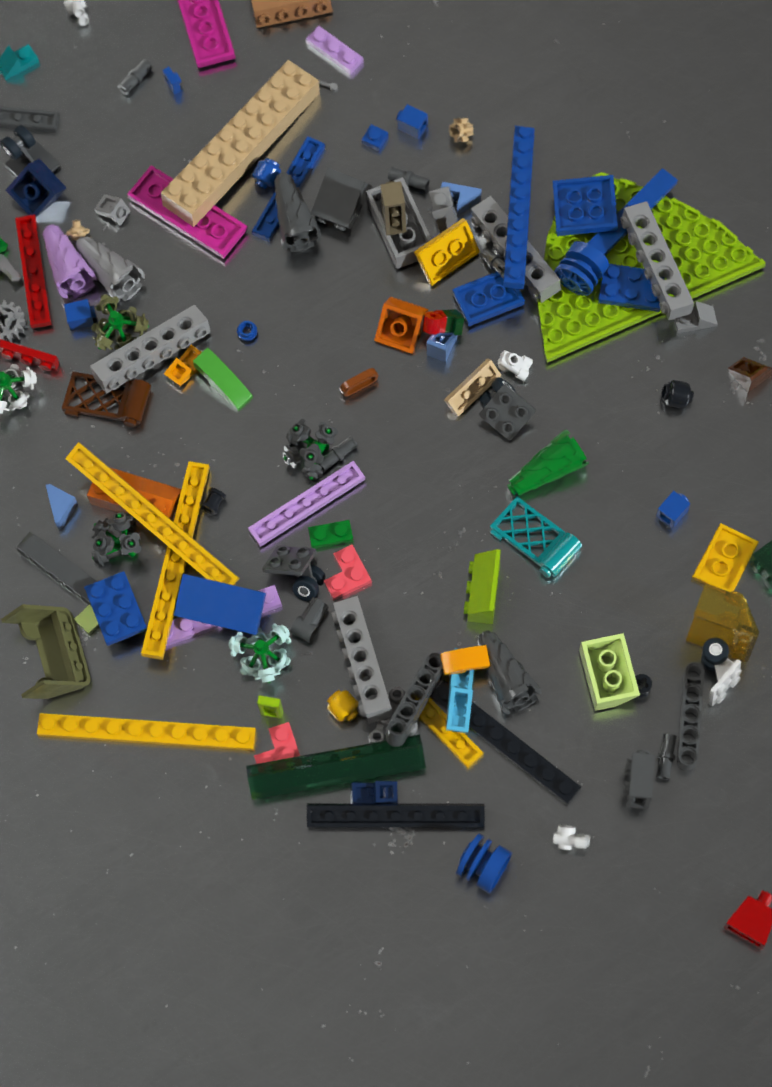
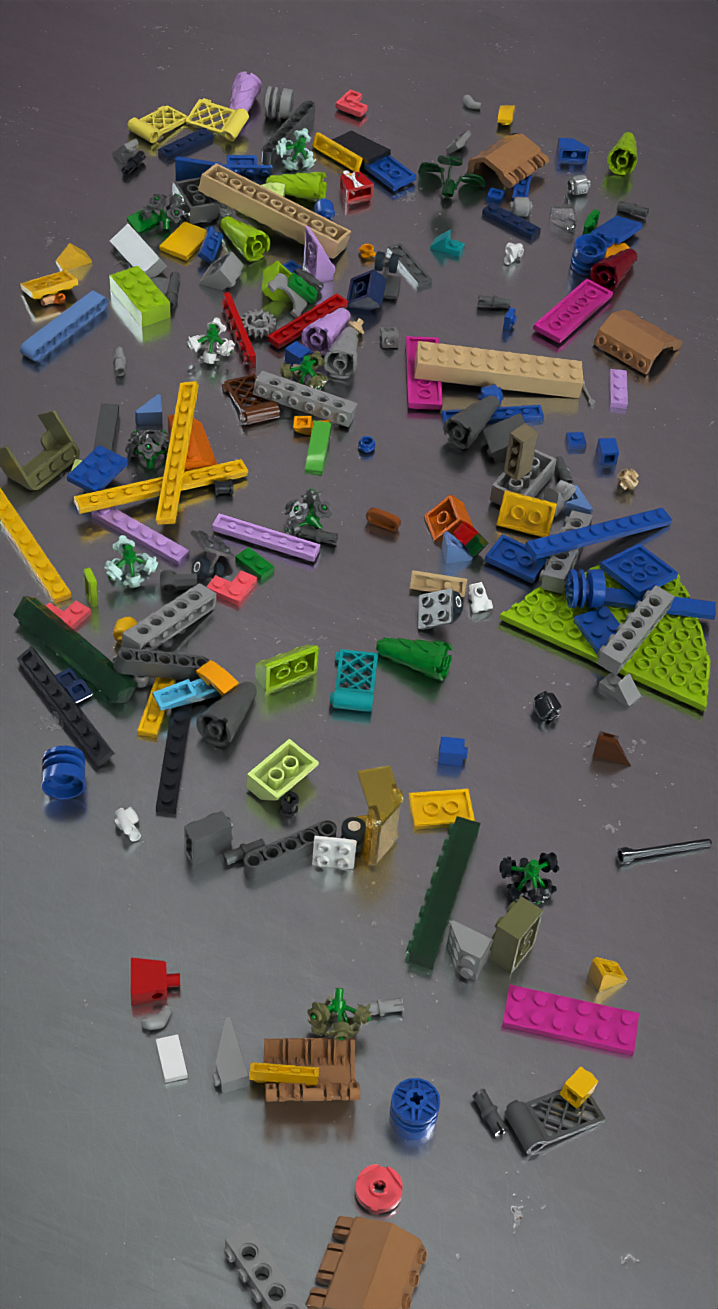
camera: 45 degrees right, 20 degrees down
(220, 604) = (145, 521): blue tile -> none

